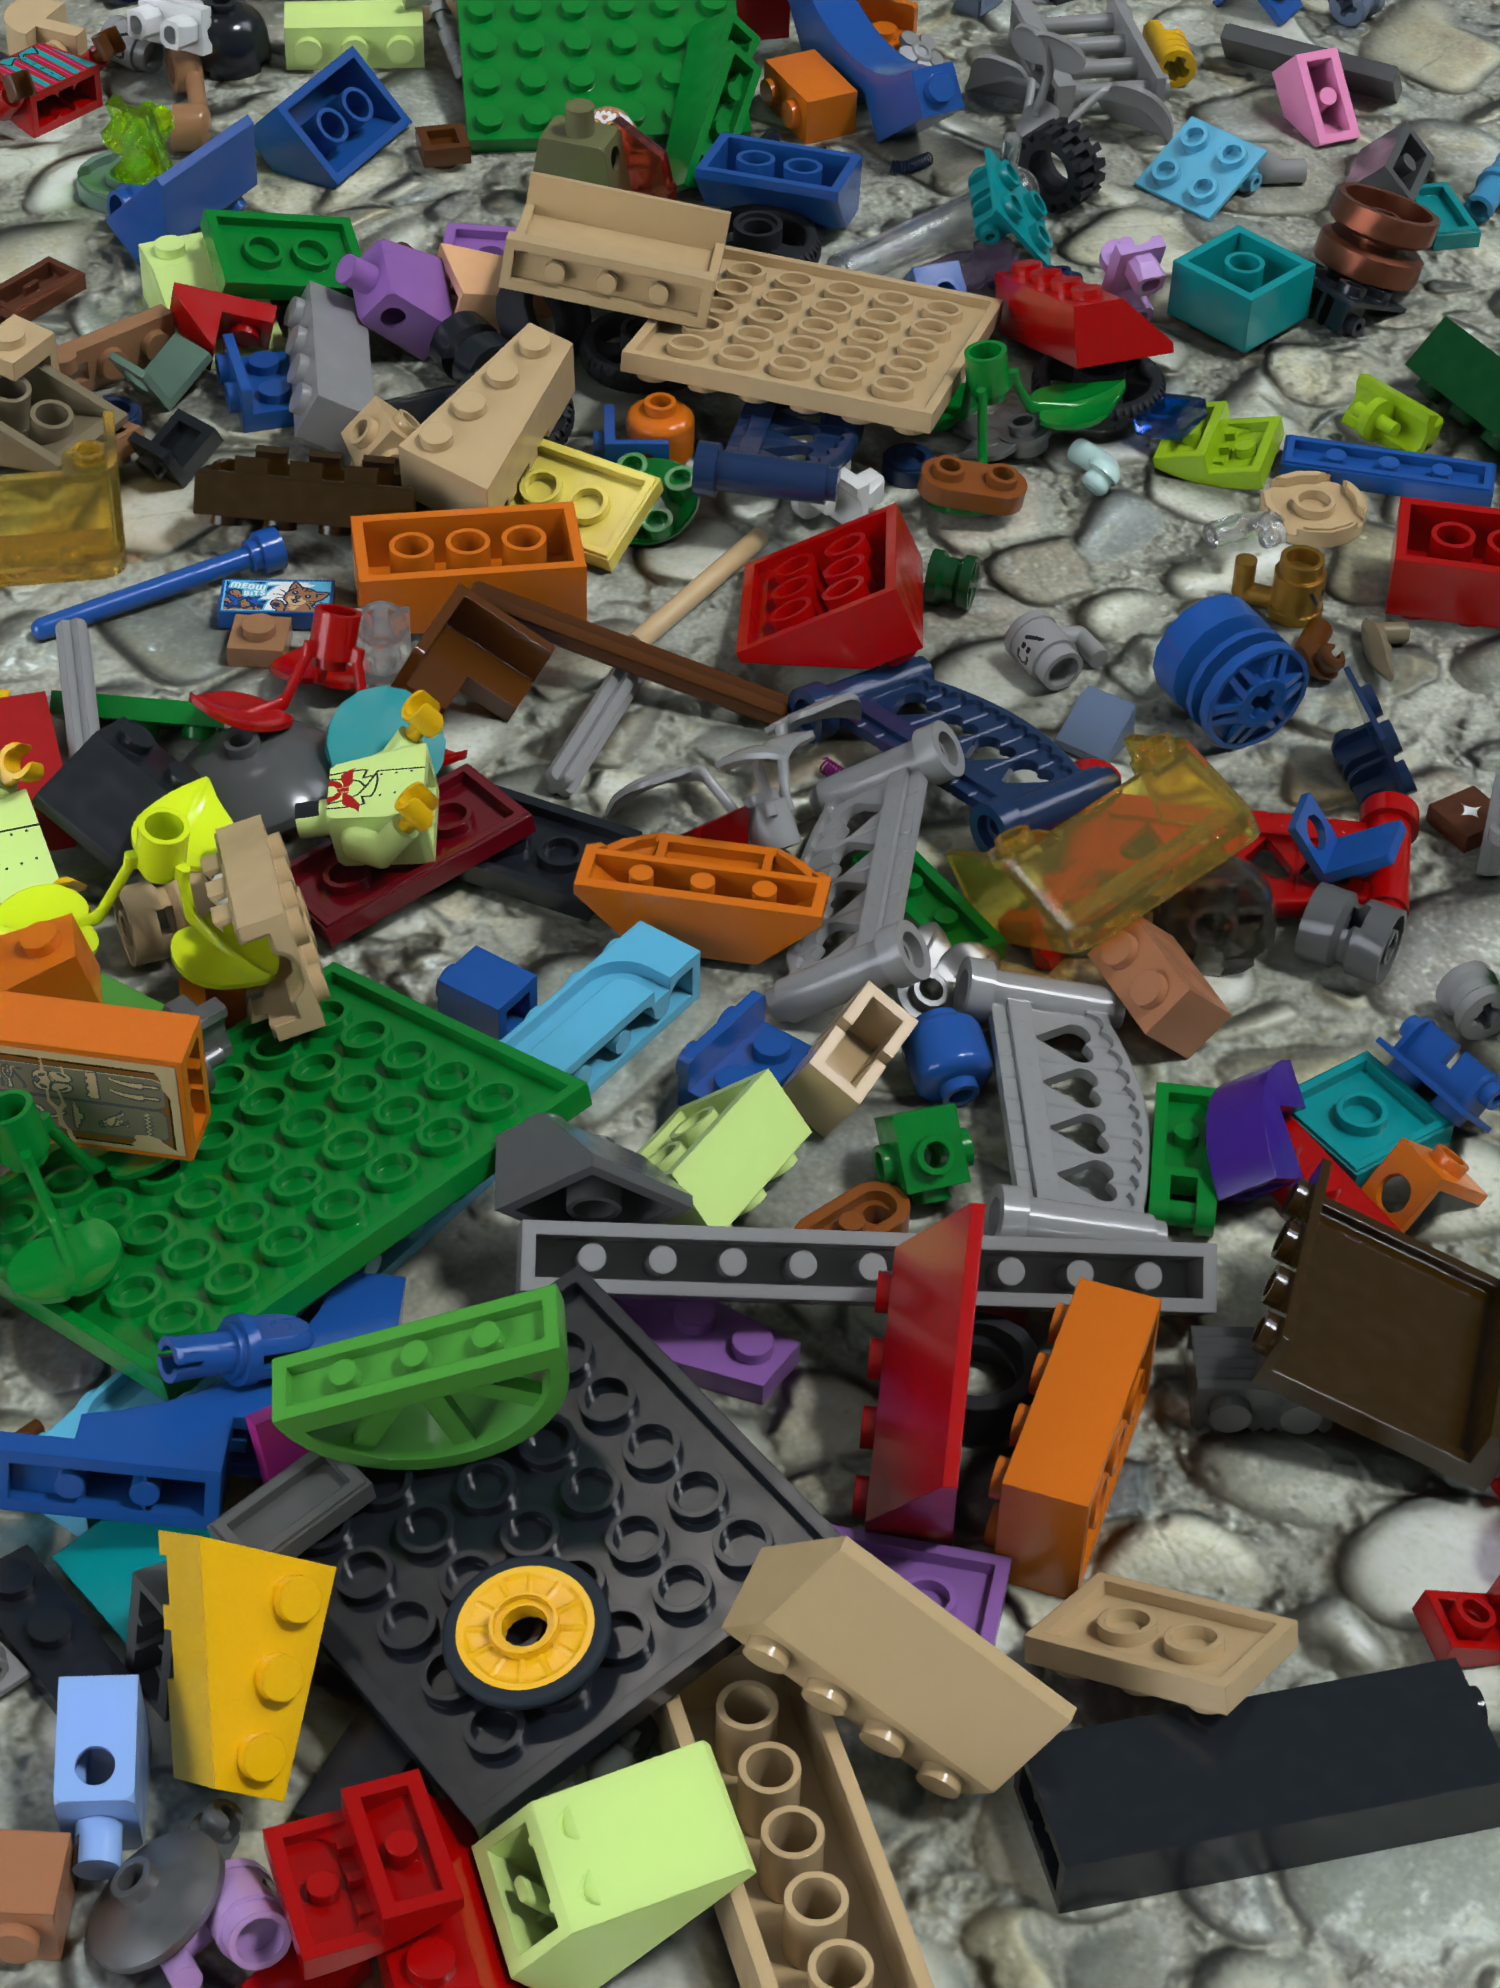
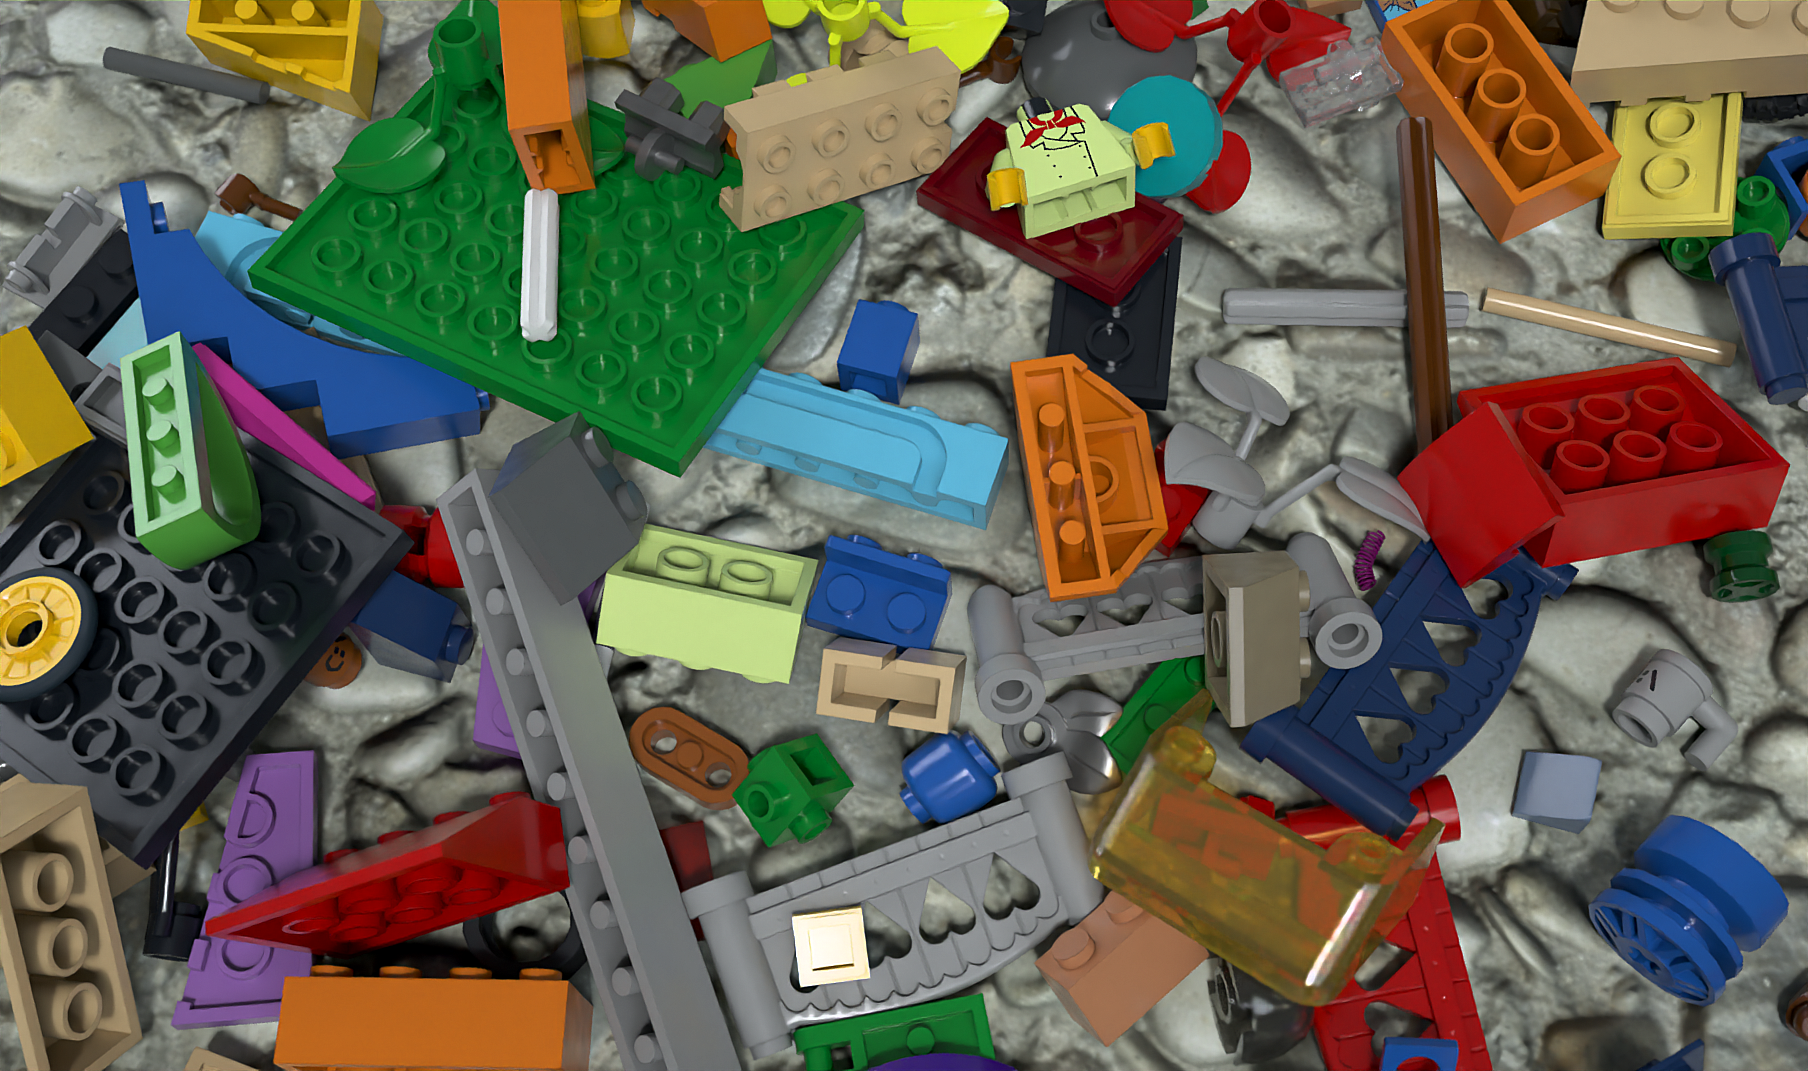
camera: 80 degrees right, 25 degrees up
(237, 1350) = (281, 314): blue arm -> none
(291, 1153) = (540, 265): none -> white axle
(475, 652) = (1348, 148): reddish brown panel -> none
(853, 644) = (1479, 494): none -> red slope
(931, 776) = (1254, 633): none -> dark tan slope
(1085, 1152) = (830, 946): none -> tile

